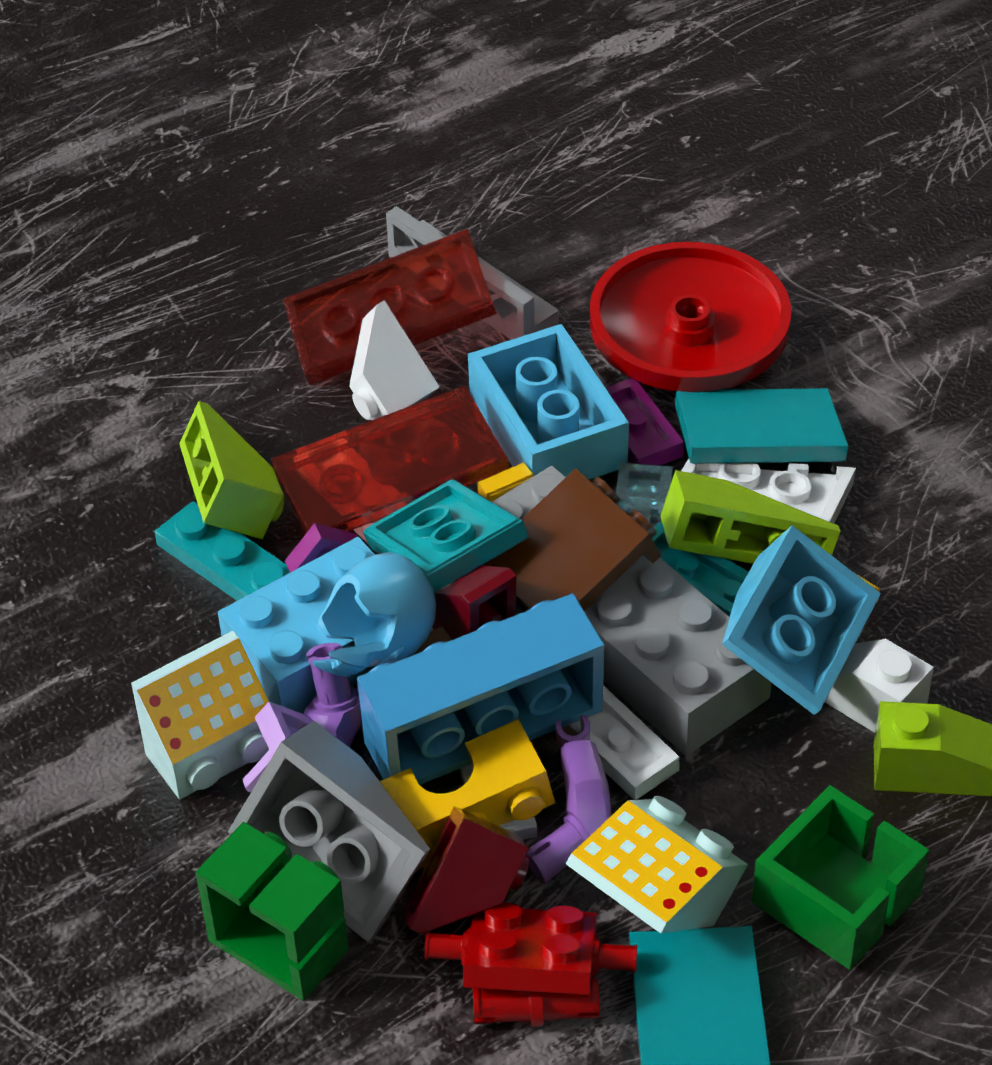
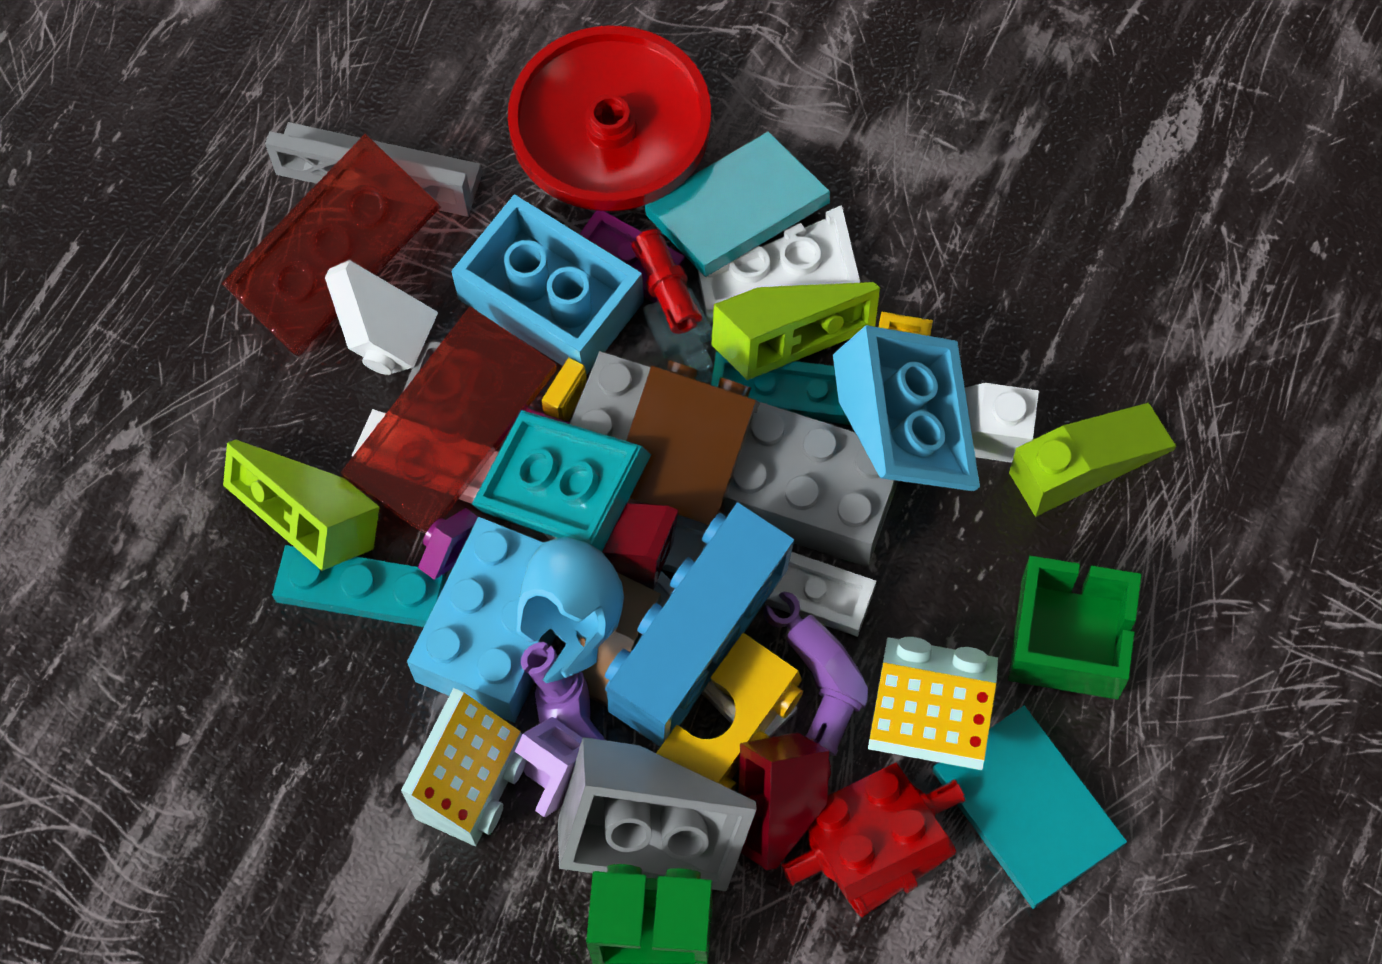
camera: 30 degrees left, 20 degrees up
(650, 446) = (666, 281): none -> red pin

